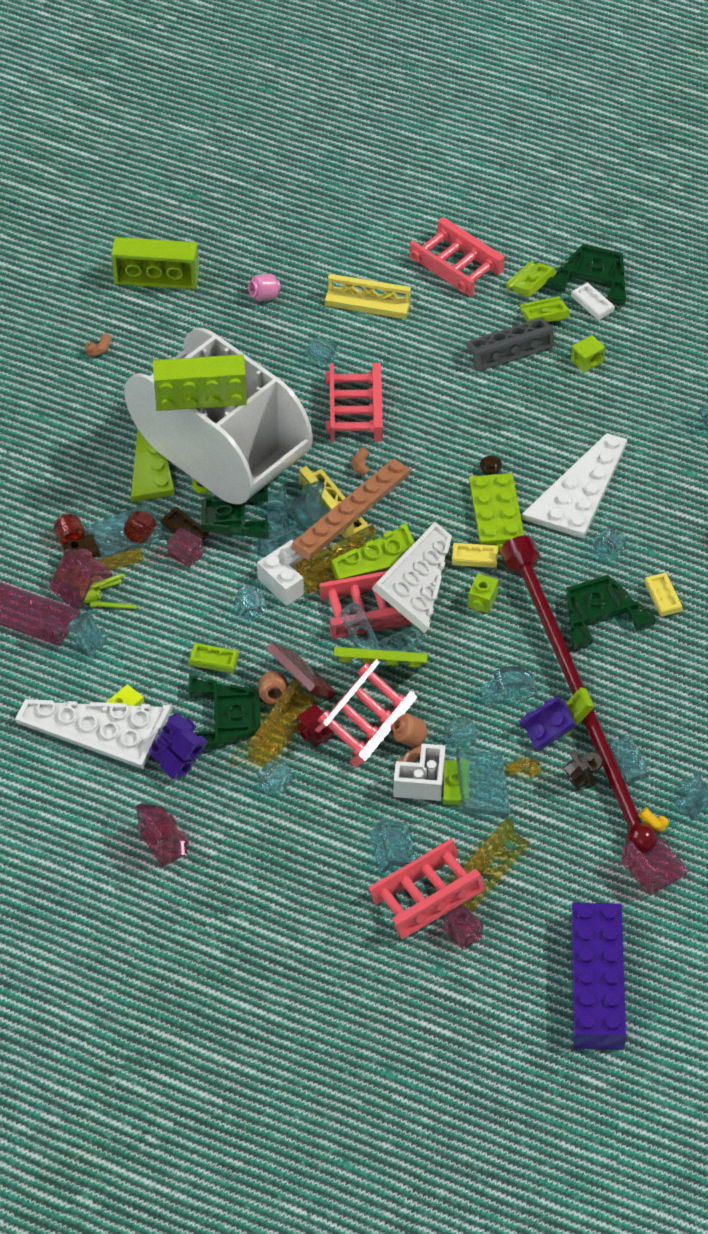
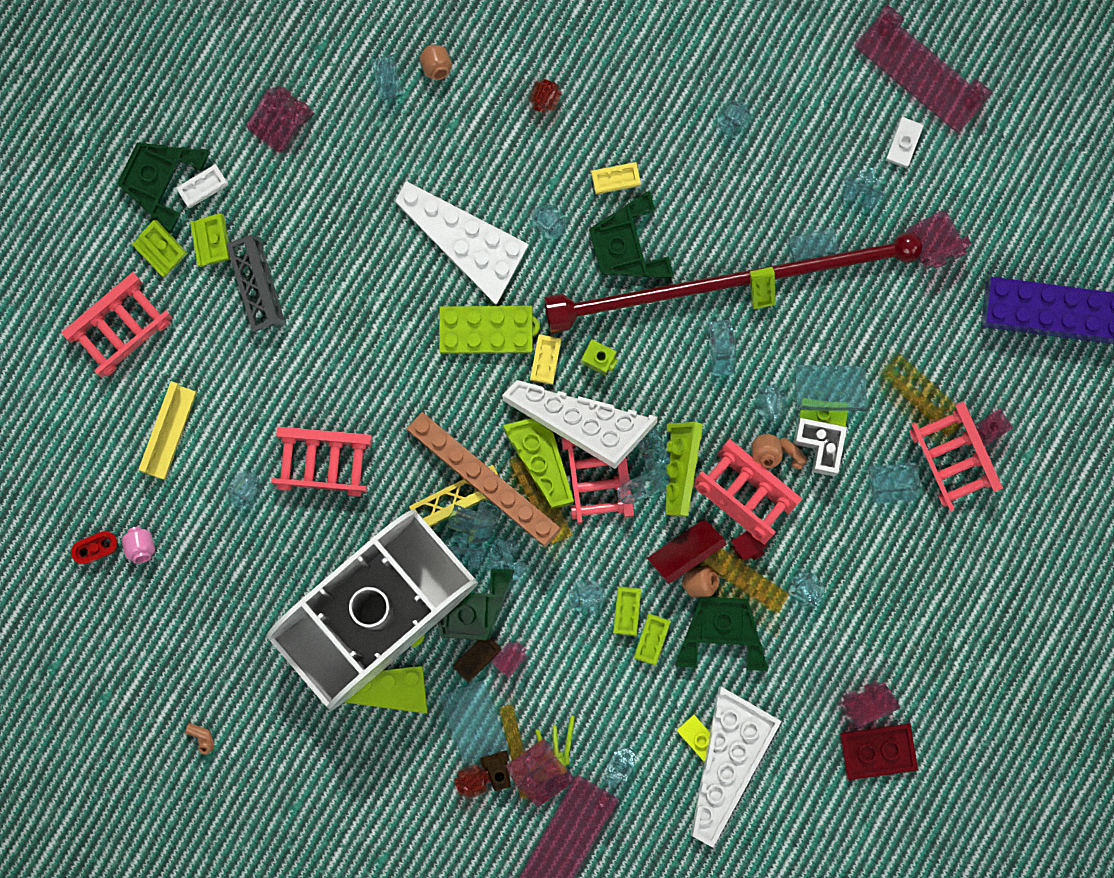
camera: 90 degrees left, 30 degrees up
(116, 855) = (878, 751): none -> dark red tile
(139, 526) = (481, 706): clear red head -> none
(155, 263) = (91, 666): lime brick -> none
(177, 746) = (770, 685): dark purple hips -> none
(199, 382) = (391, 623): lime brick -> none
(239, 636) = (627, 611): none -> lime plate
(258, 260) = (95, 547): none -> red plate
(280, 573) = (552, 564): white brick -> none
(358, 462) = (406, 466): nougat arm -> none
(490, 465) = (424, 327): dark brown plate -> none
(523, 764) = (808, 345): clear yellow arm -> none
(548, 722) = (773, 314): dark purple bracket -> none
(581, 771) = (830, 289): dark brown hips -> none
(588, 353) = (281, 202): lime brick -> none
(658, 824) = (891, 232): yellow arm -> none
(672, 343) = (279, 118): none -> clear pink bracket

